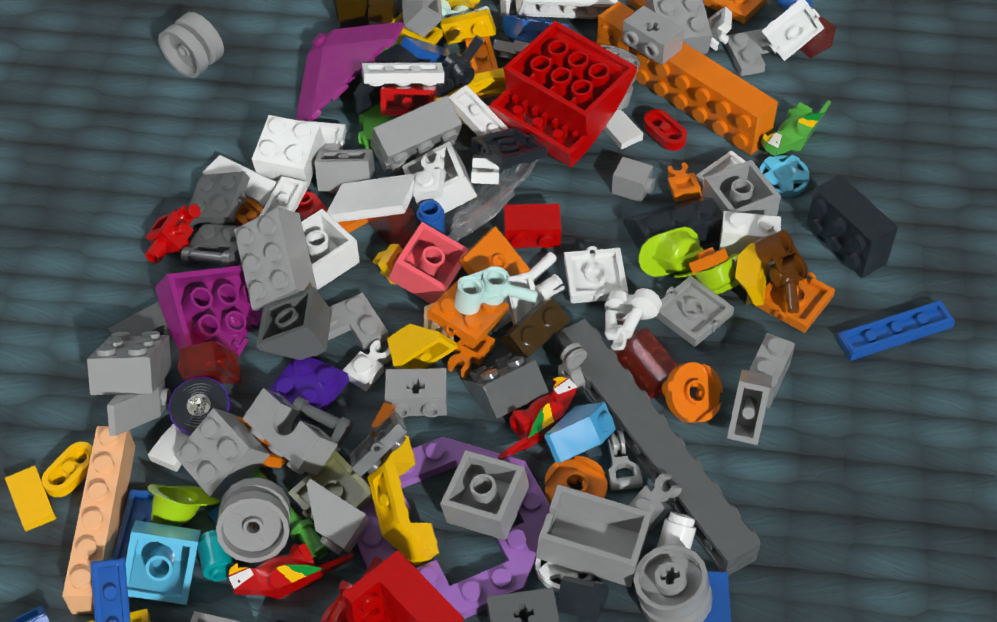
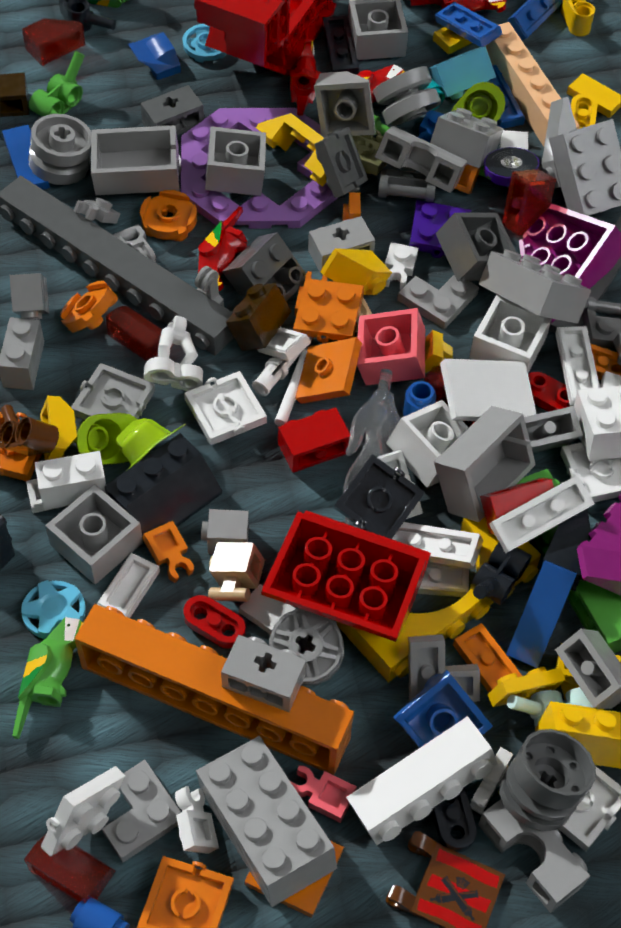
camera: 155 degrees right, 5 degrees up
(431, 180) = (439, 411): white plate -> none
(488, 287) = (316, 302): light aqua beam -> none
(580, 431) = (178, 242): dark azure slope -> none
(639, 145) = (236, 570): none -> tan brick
(677, 530) = (69, 189): white brick -> none
(707, 259) = (106, 419): orange plate -> none

